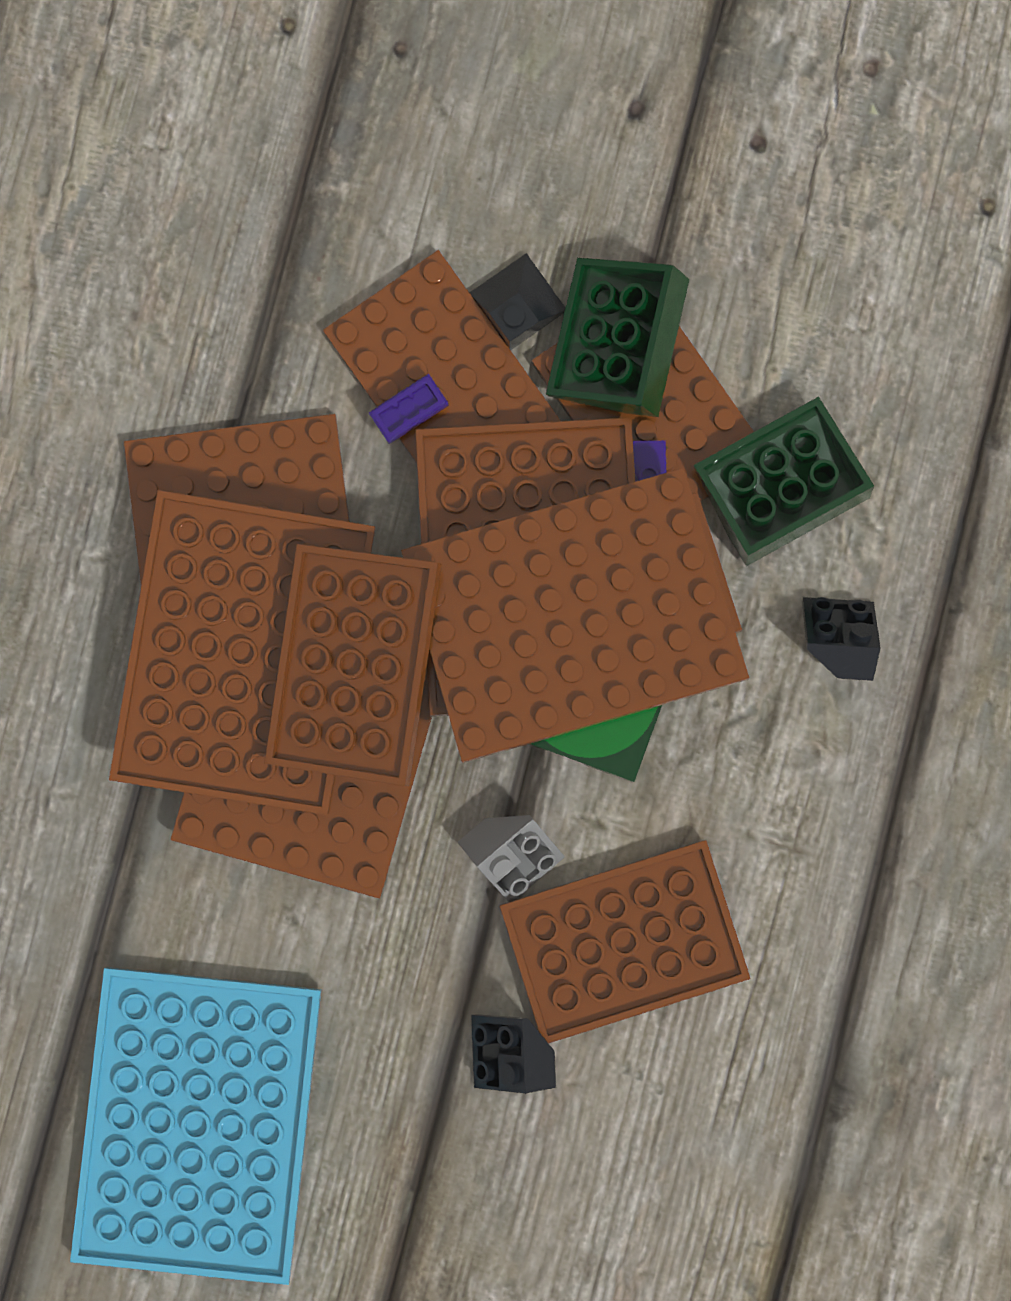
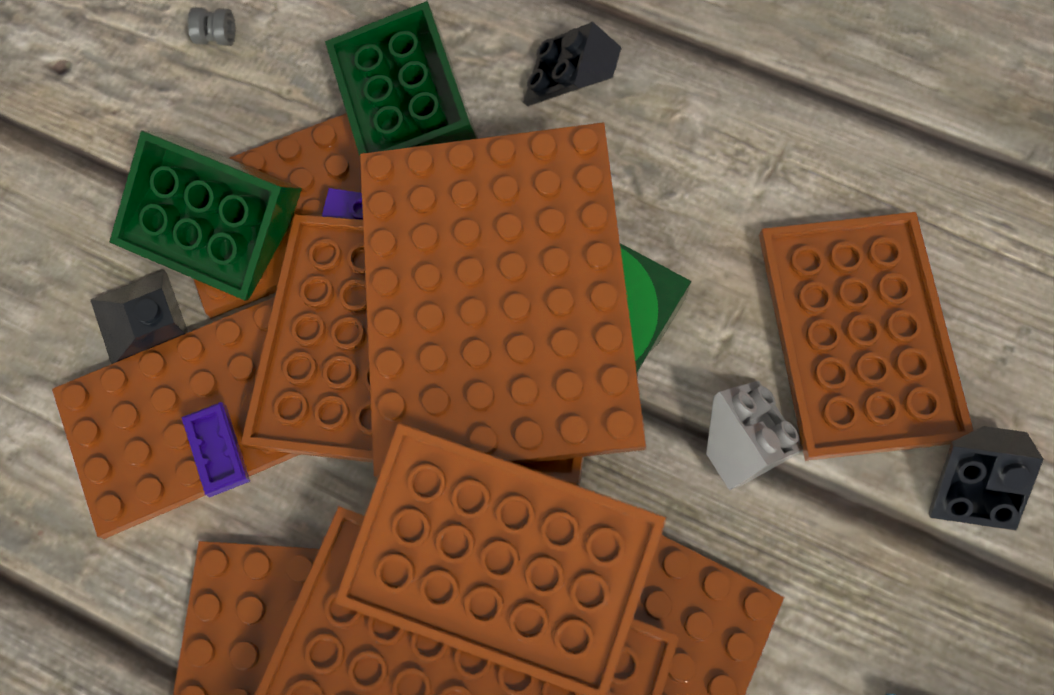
camera: 75 degrees left, 15 degrees down
(823, 279) = (211, 26): none -> dark grey wheel

